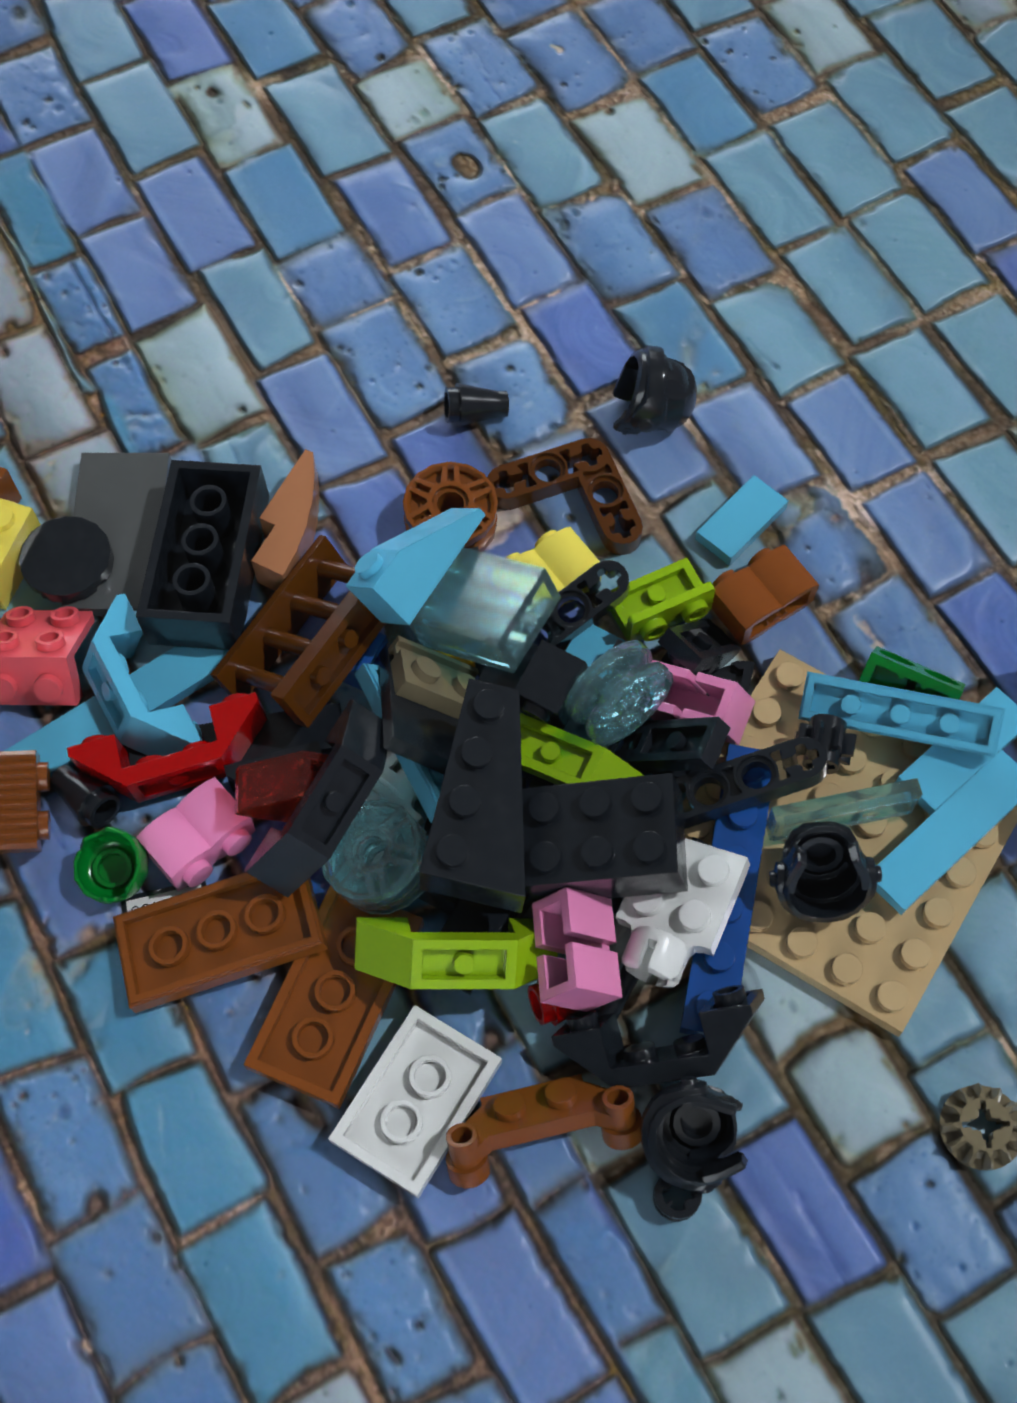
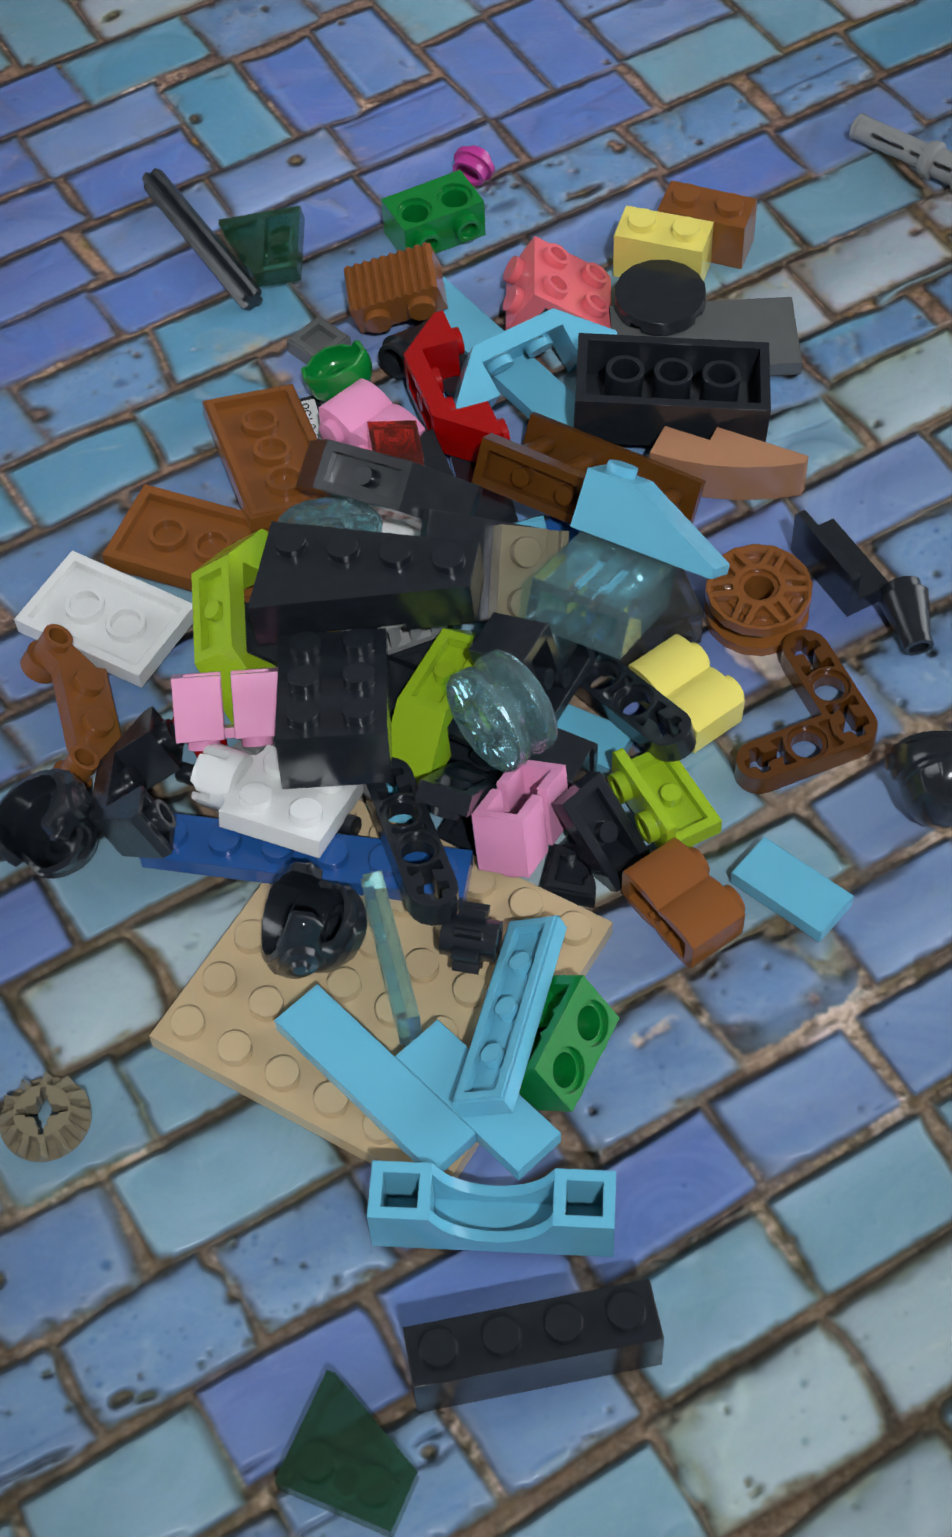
camera: 90 degrees right, 10 degrees down
(52, 893) = (314, 338): none -> dark grey tile
(411, 451) = (836, 563): none -> black panel

